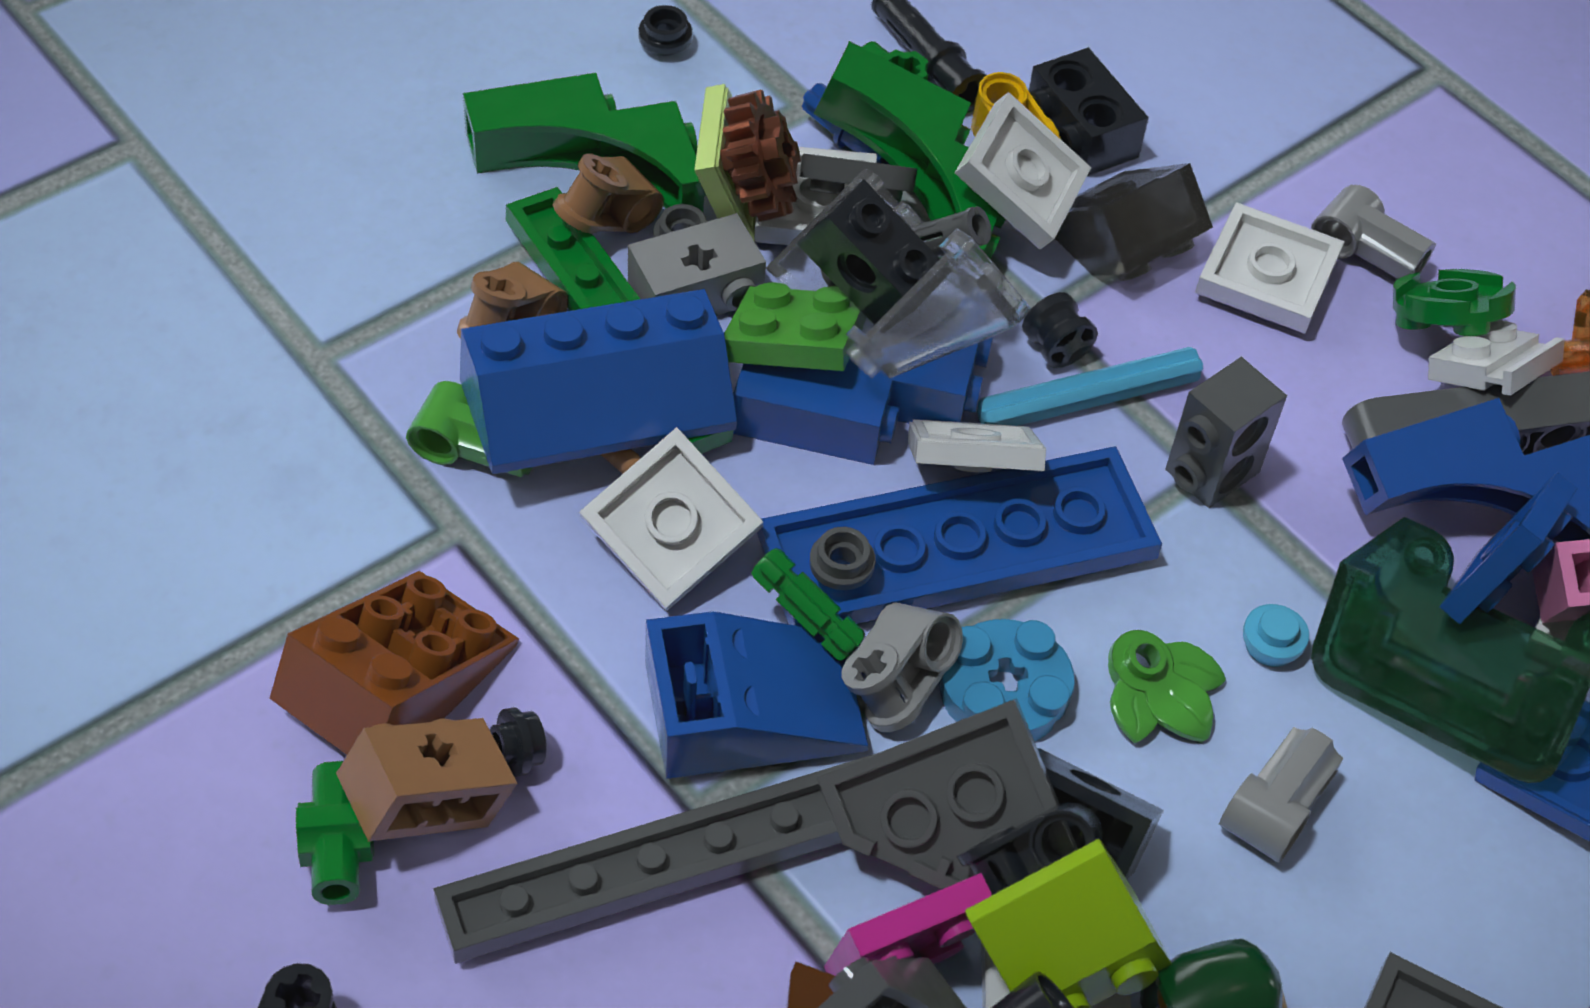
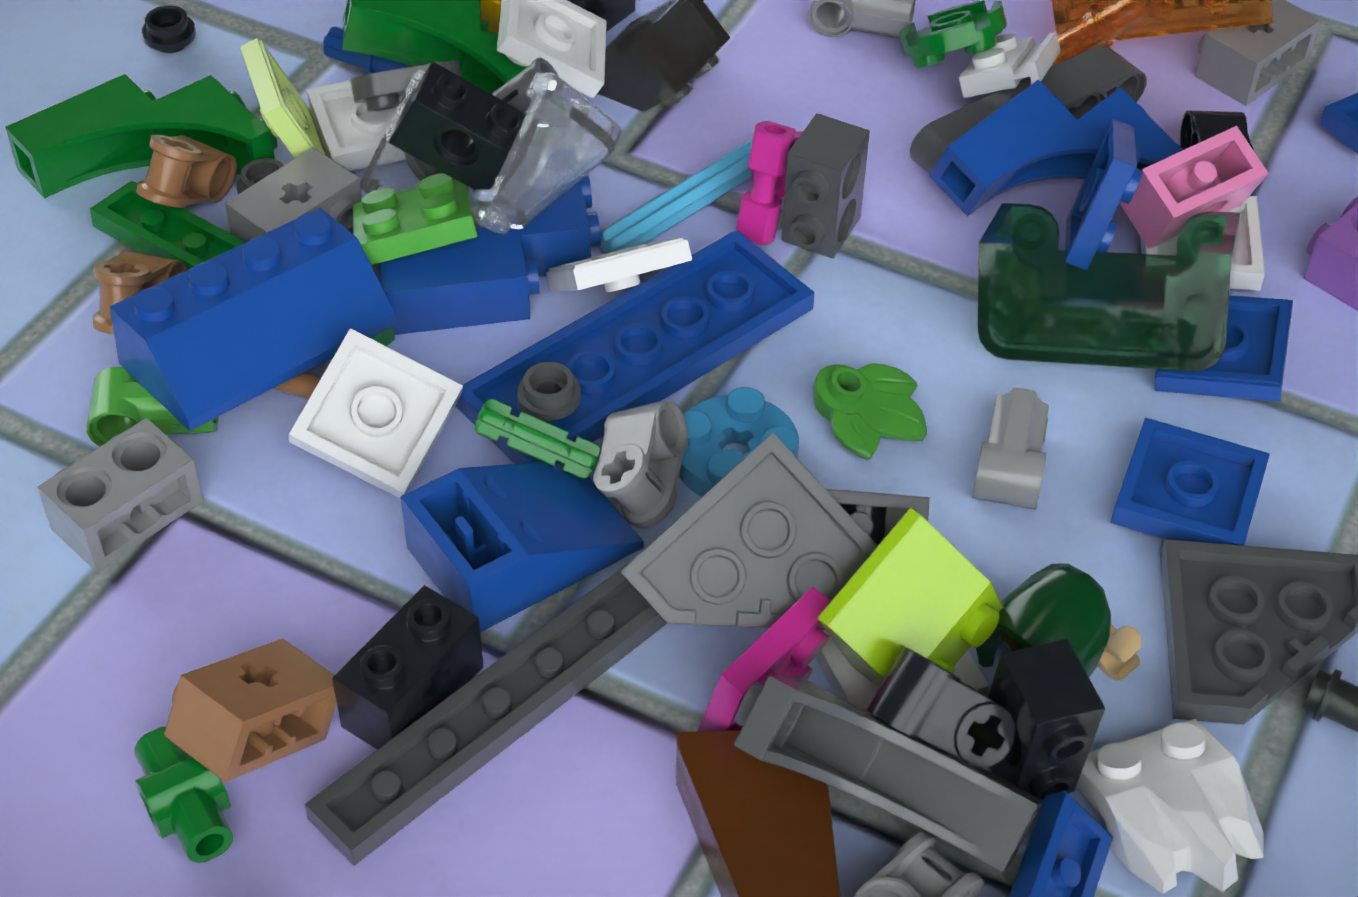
camera: 20 degrees left, 5 degrees down
(387, 660) = (158, 622): dark orange slope -> none
(409, 511) = (121, 494): none -> light grey brick
(520, 739) = (324, 643): black plate -> none
(585, 791) = (408, 667): none -> black brick
(760, 155) = (316, 87): copper gear -> none
(1026, 849) = (837, 555): black piece -> none
(1059, 330) = (642, 157): black wheel -> none
(1156, 426) = (768, 160): none -> dark pink bar
(1269, 267) = (790, 57): white plate -> none
(1275, 635) = (941, 334): medium azure plate -> none
(1450, 904) = (1189, 486): none -> blue plate

